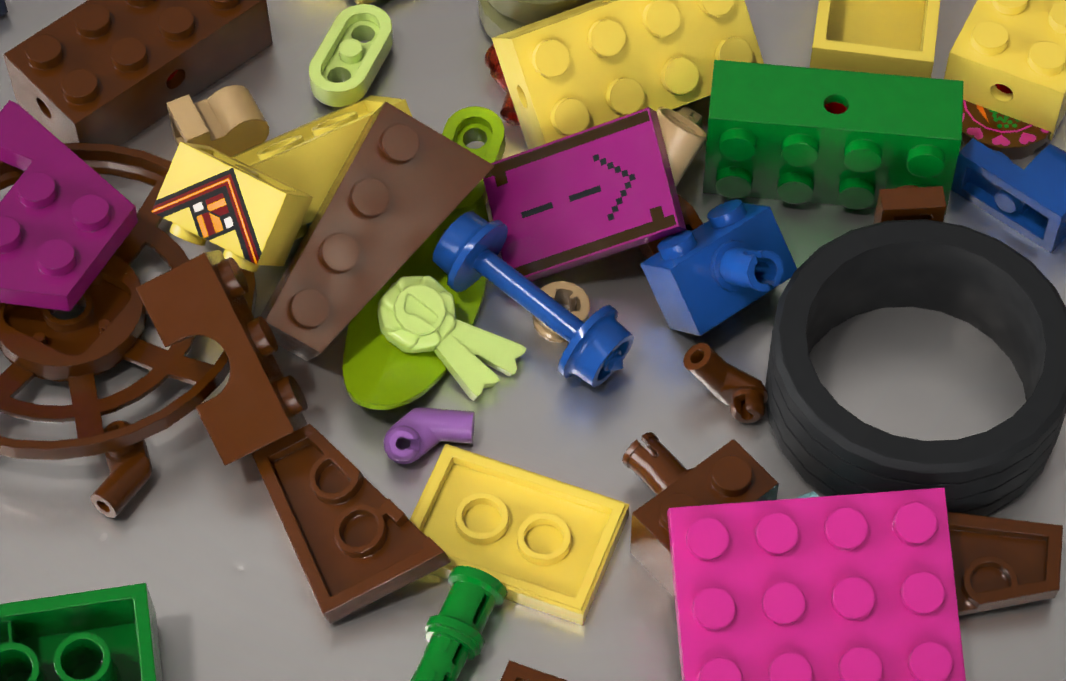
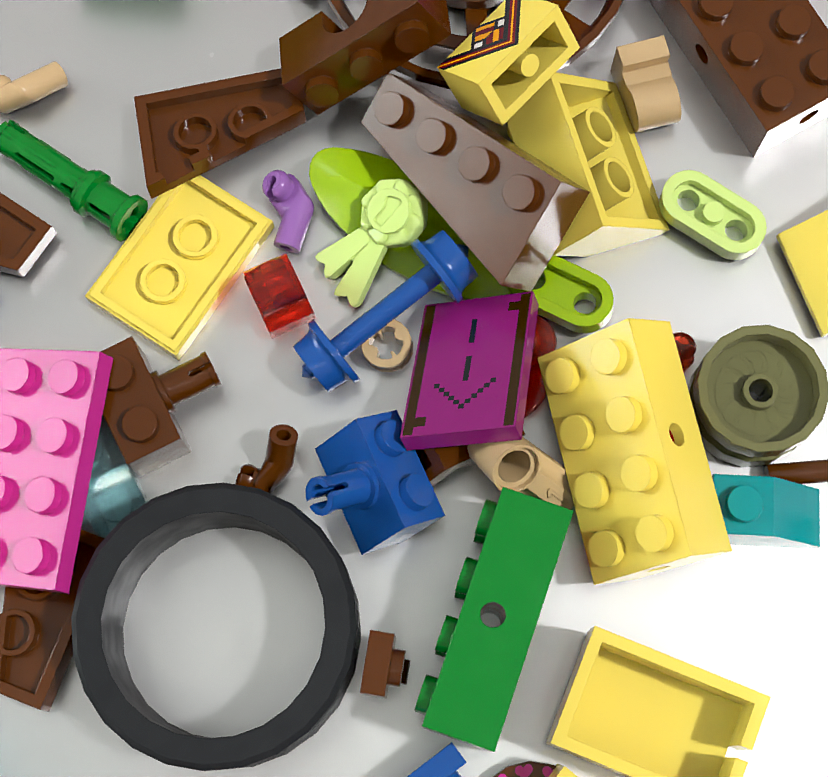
camera: 105 degrees right, 20 degrees up
(532, 409) = (278, 295): none -> clear red leg

